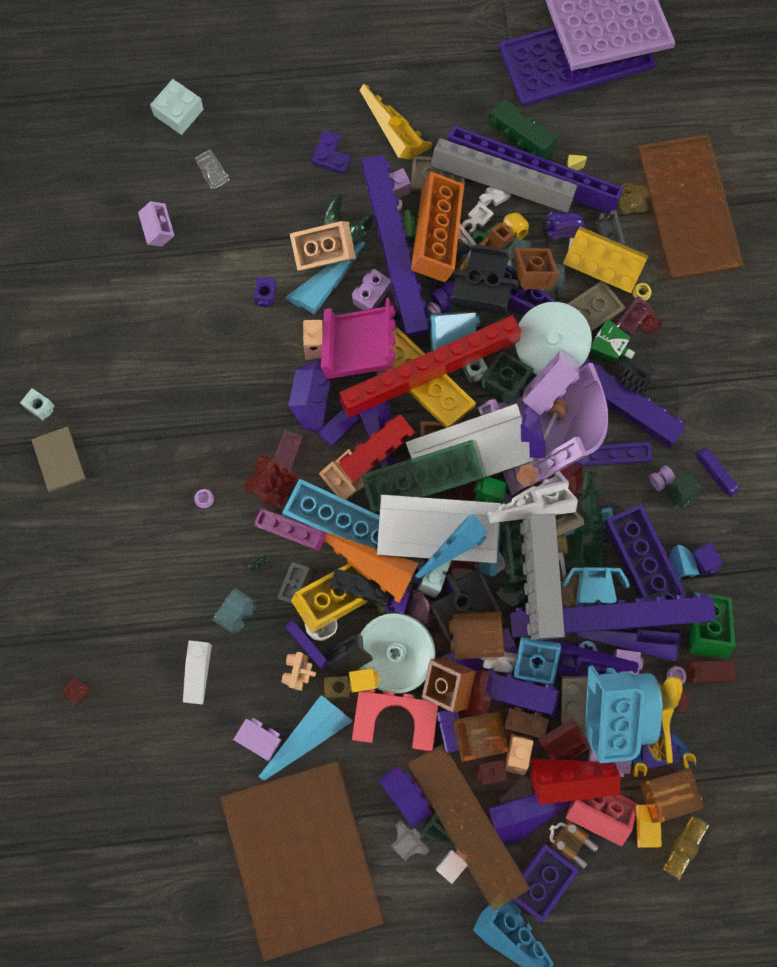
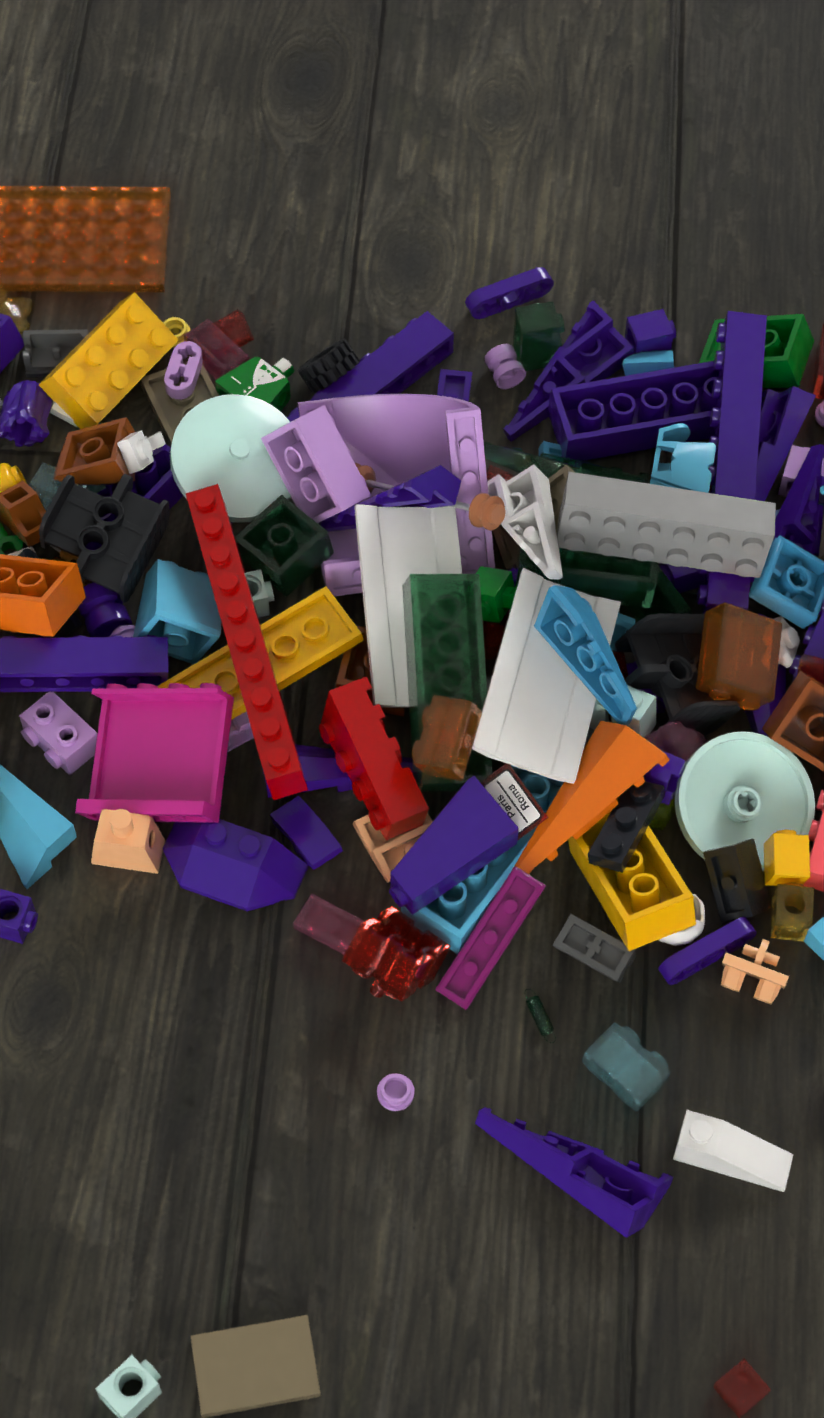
camera: 80 degrees left, 15 degrees down
(170, 609) = (602, 1185): none -> dark purple wedge
(329, 498) = (454, 846): none -> dark purple slope
(362, 524) = (515, 799): none -> sticker
(381, 479) = (446, 737): none -> clear orange brick
(542, 285) = (138, 449): none -> white plate
(611, 299) = (177, 368): none -> lavender beam
(680, 524) = (588, 355): none -> dark purple wedge

